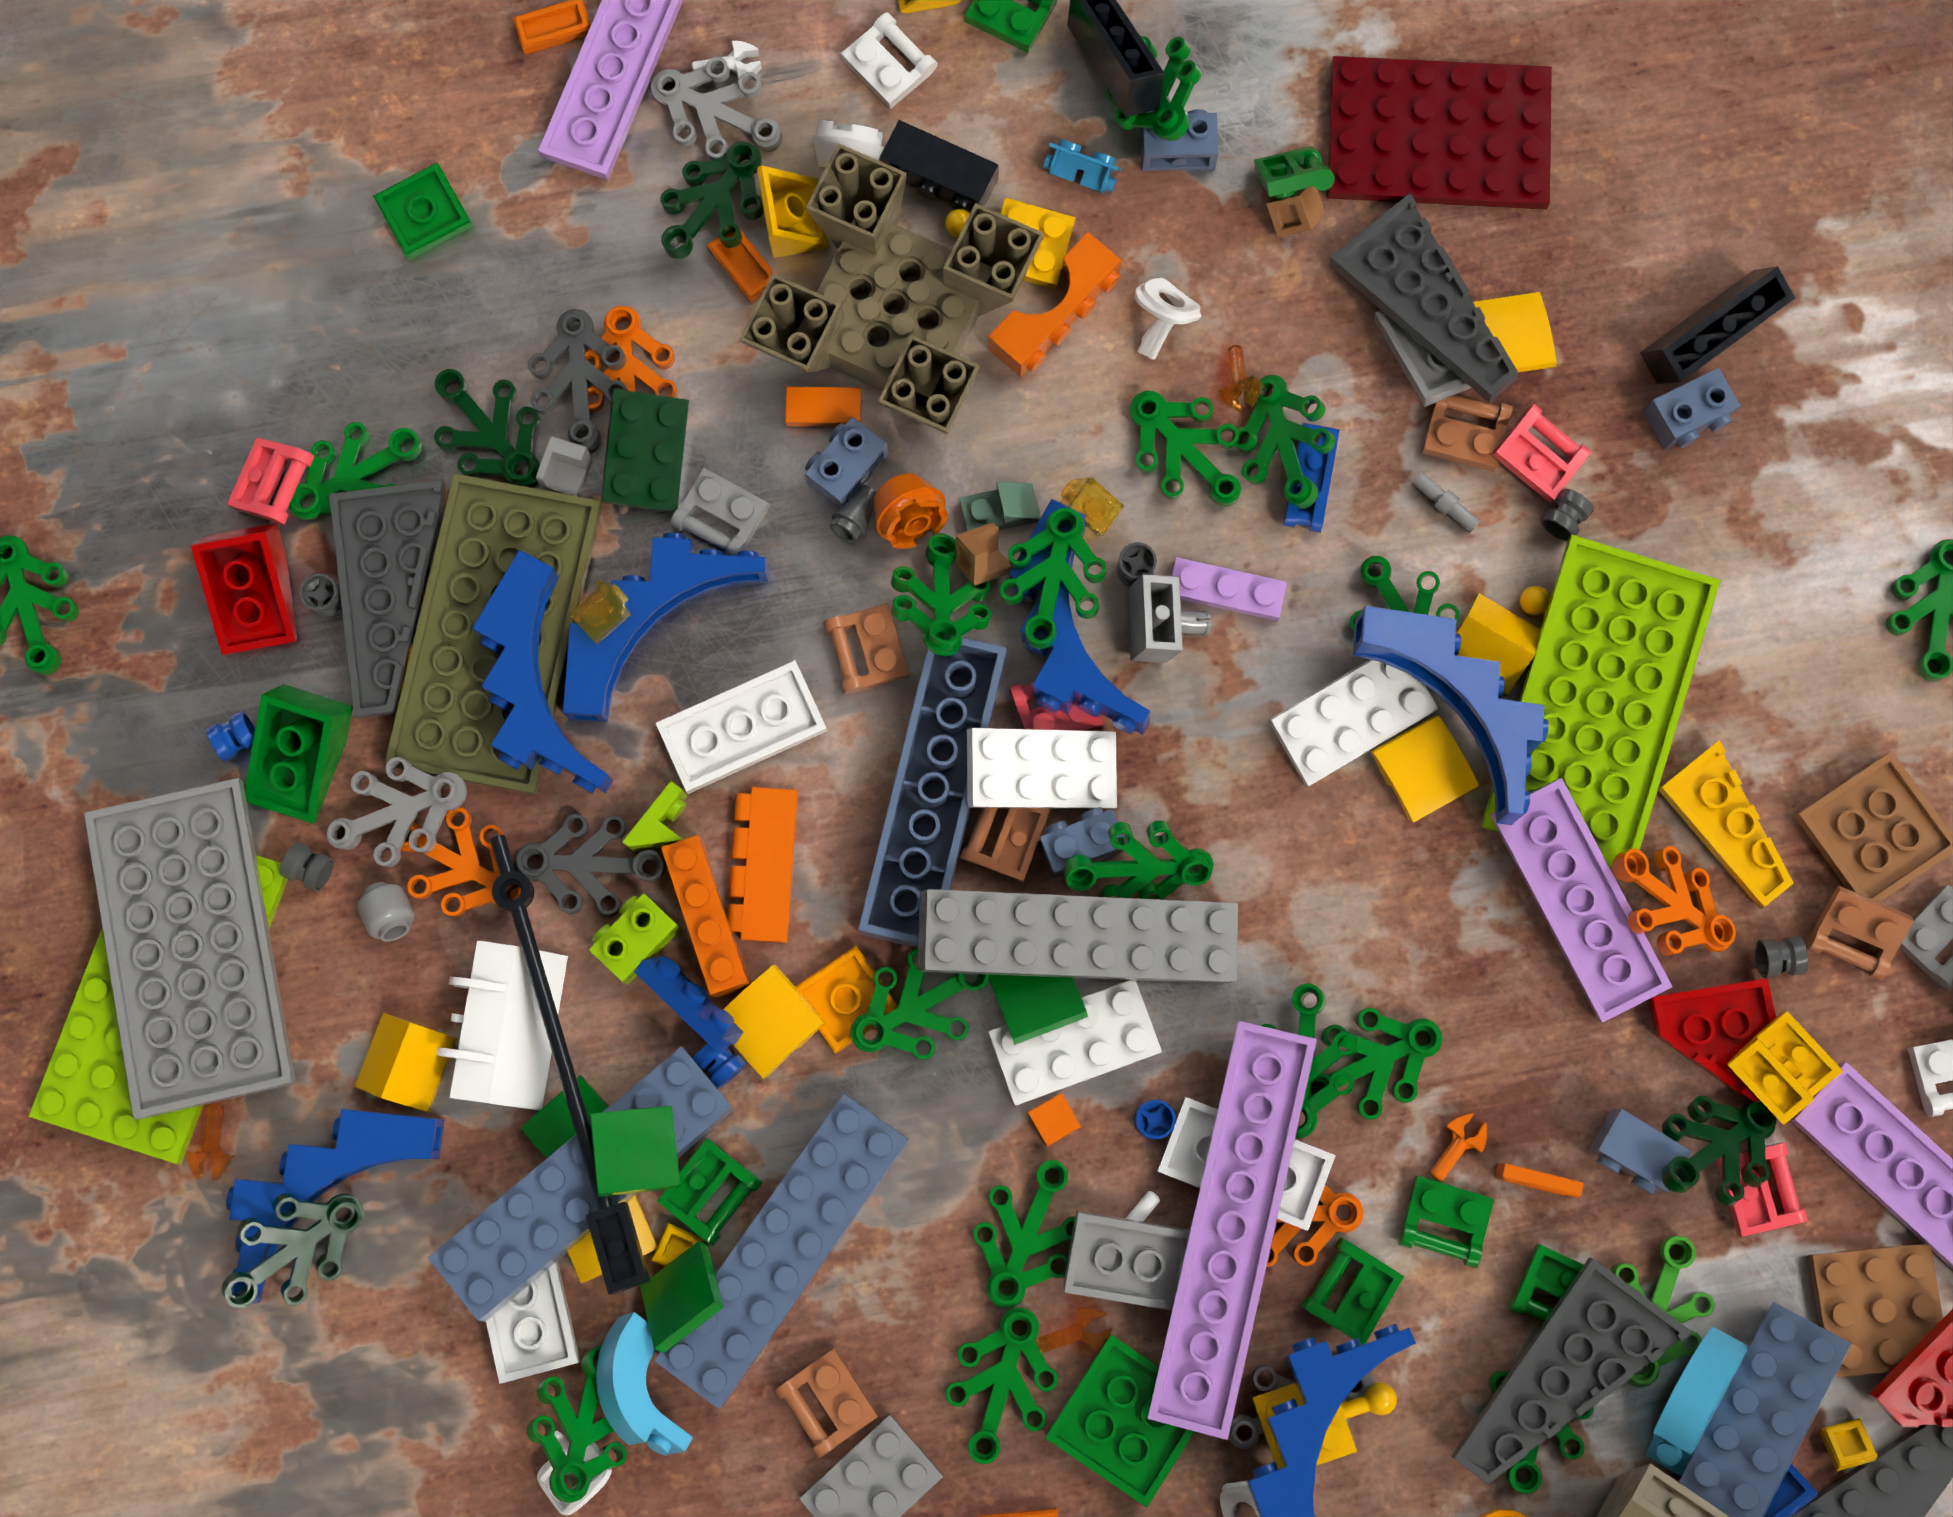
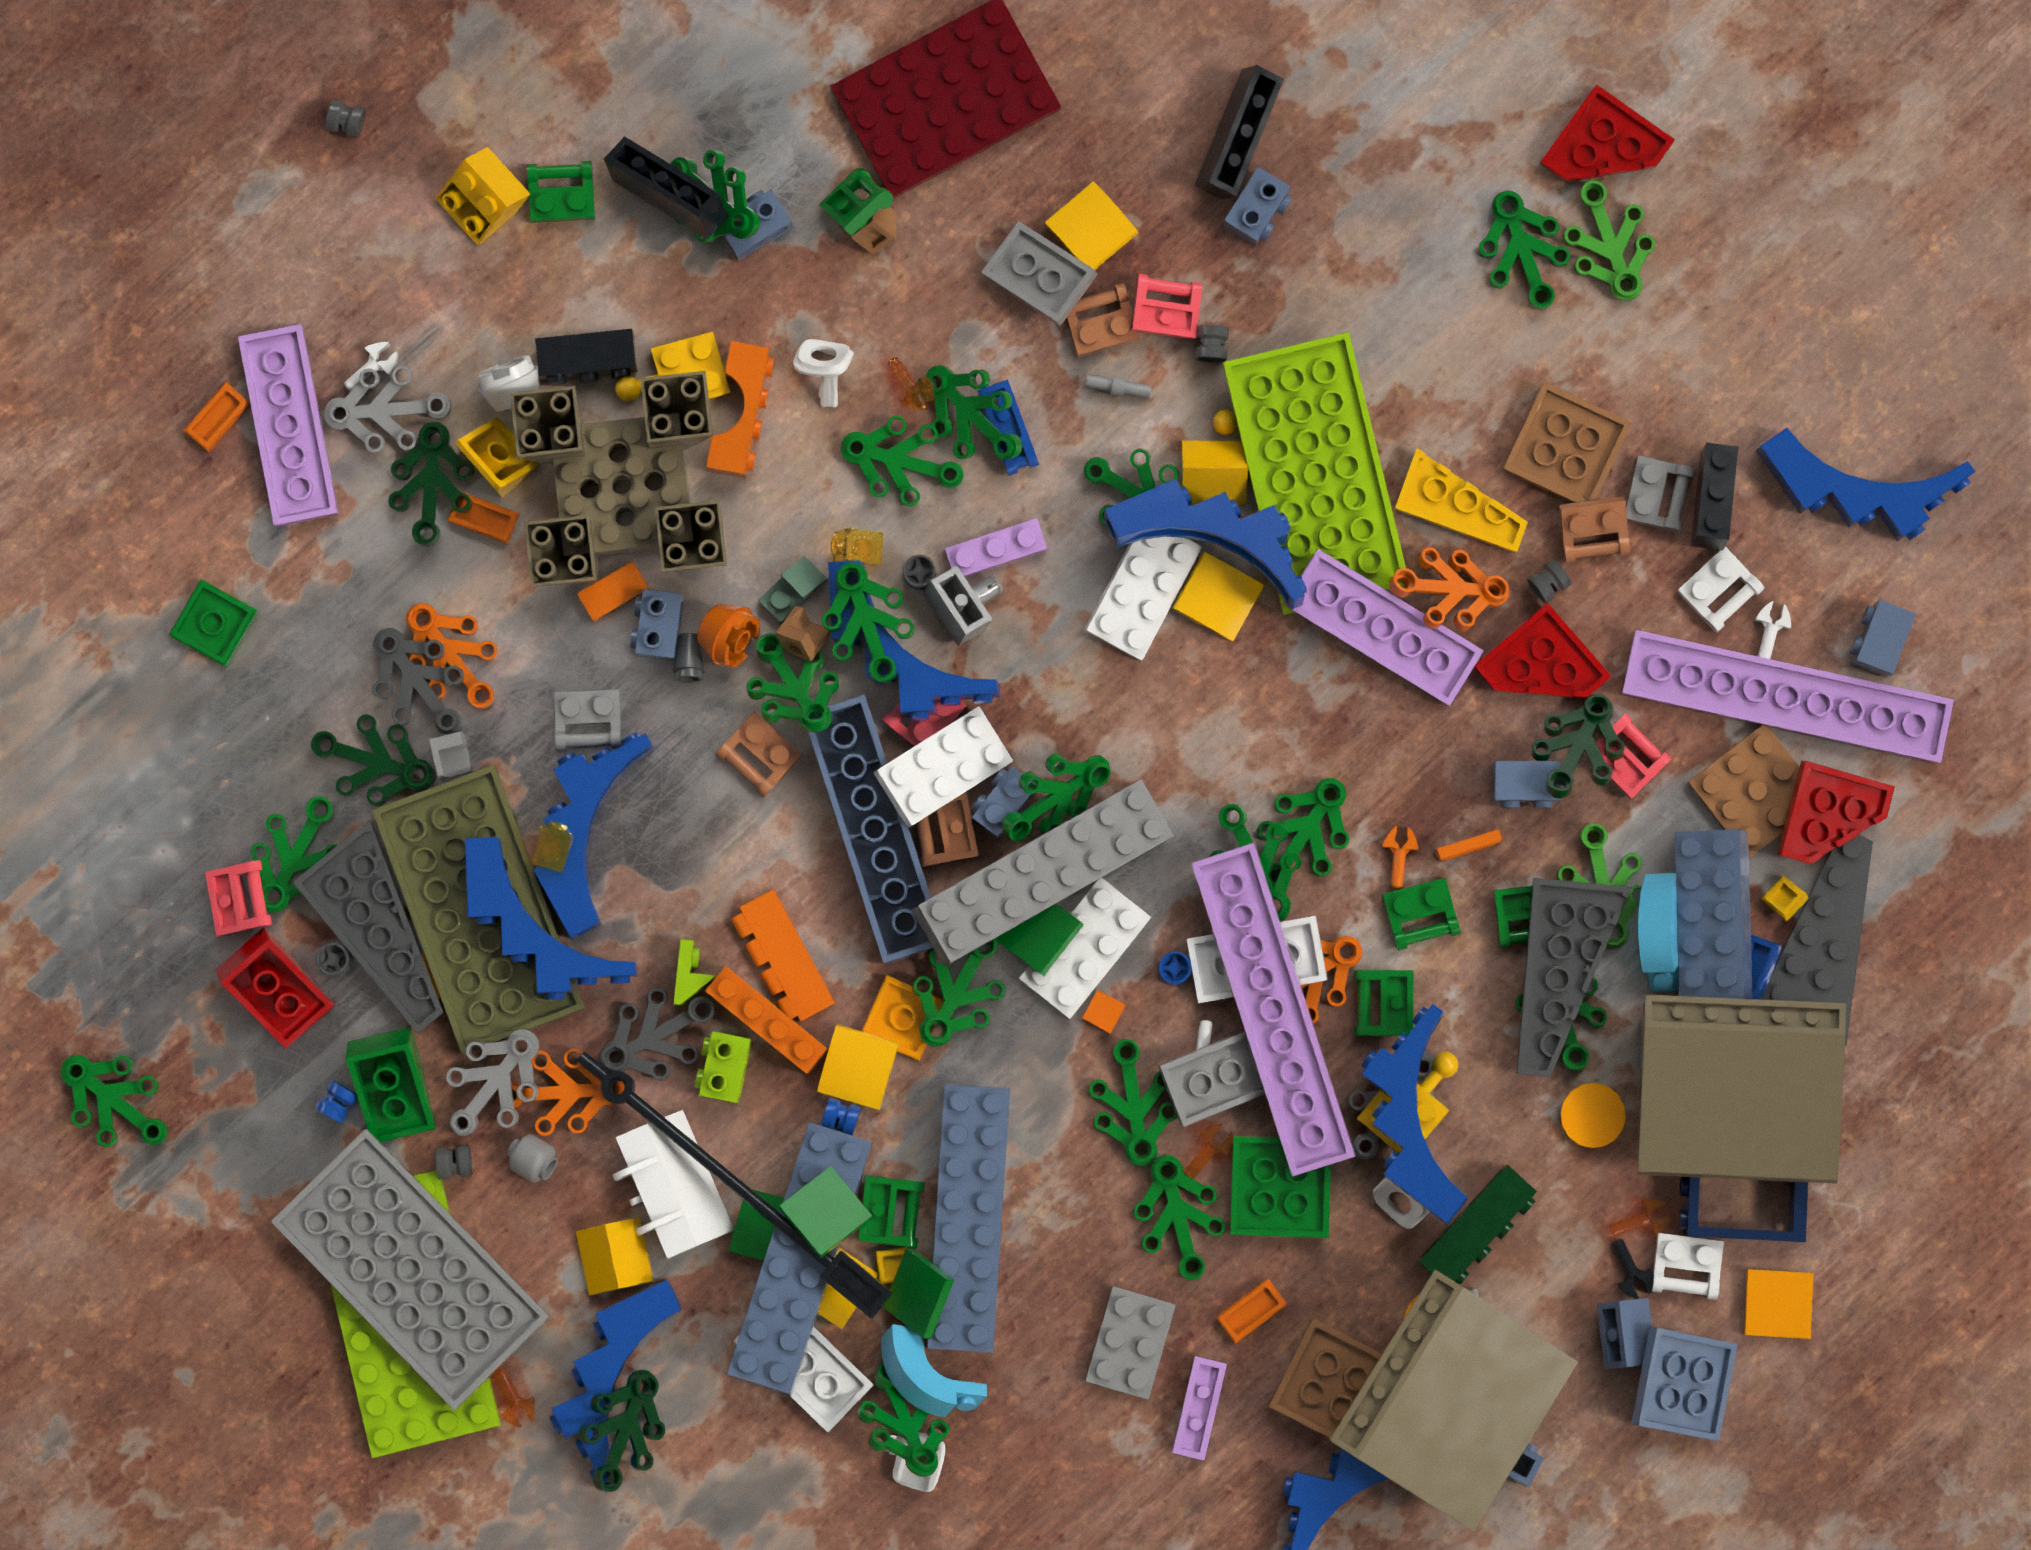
camera: 35 degrees left, 5 degrees up
(644, 451) = (504, 707): dark green plate -> none
(689, 1001) = (793, 1087): blue plate -> none
(741, 727) = (704, 867): white plate -> none
(838, 1395) = (1068, 1295): nougat plate -> none
(880, 69) = (490, 301): white plate -> none
(1096, 169) = (704, 282): dark azure hinge -> none
(1420, 289) = (1001, 236): dark grey wing -> none
(1784, 1067) = (1593, 660): yellow slope -> none

